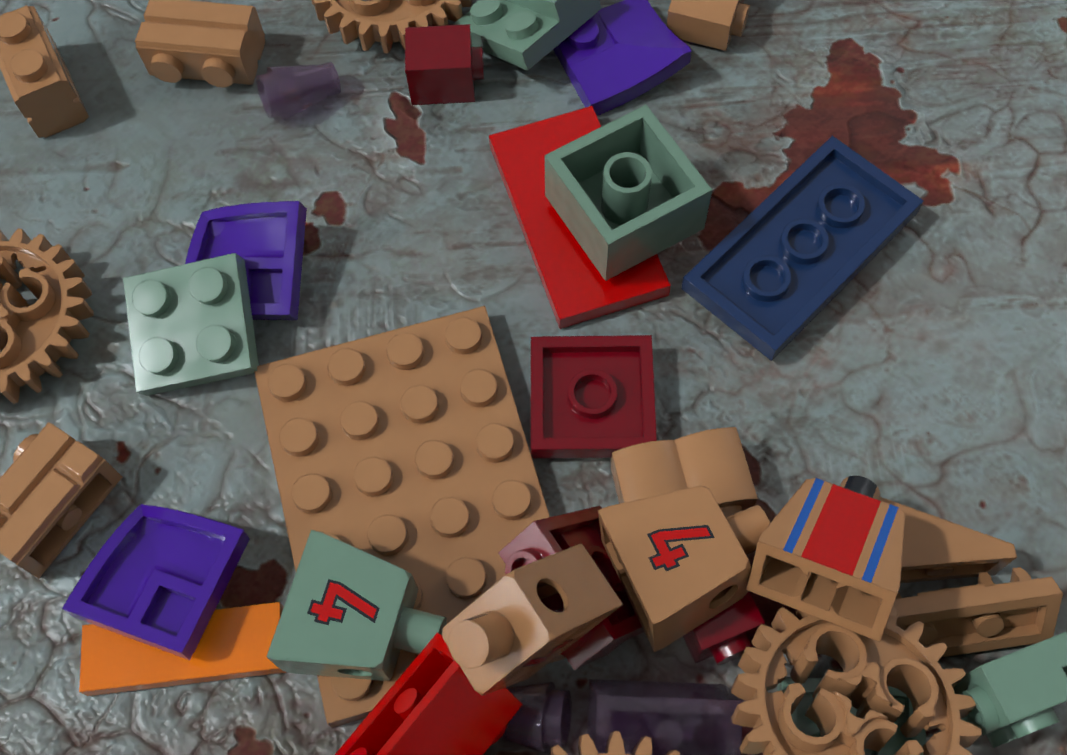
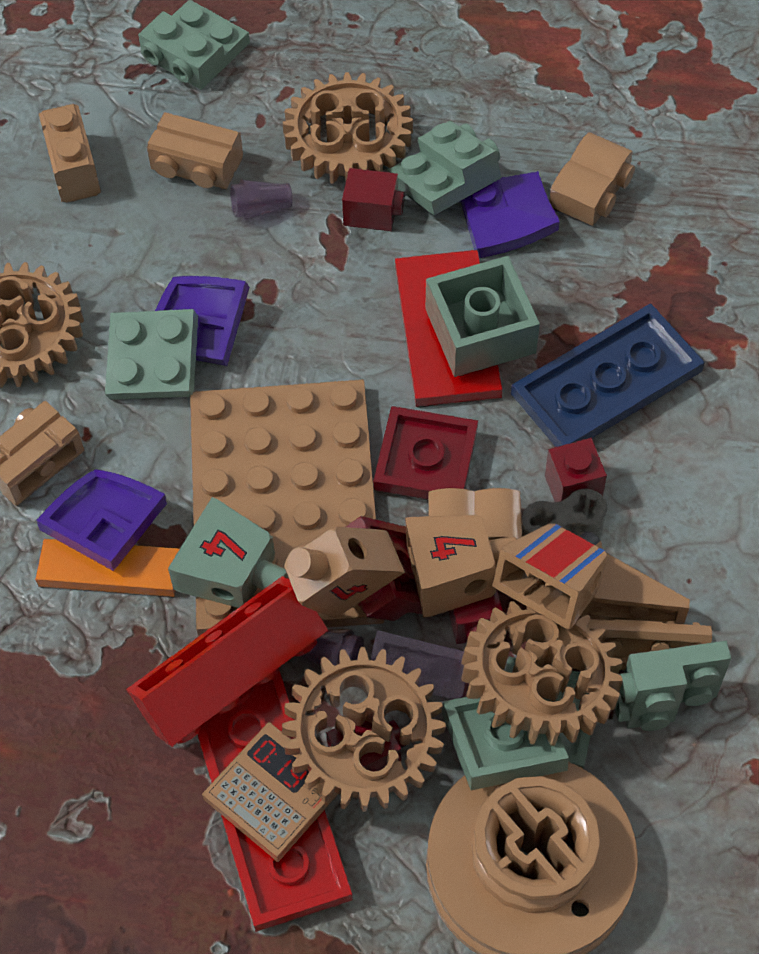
camera: 10 degrees right, 5 degrees down
(801, 387) = (574, 468): none -> dark red brick
(803, 457) = (578, 513): none -> clear smoke axle

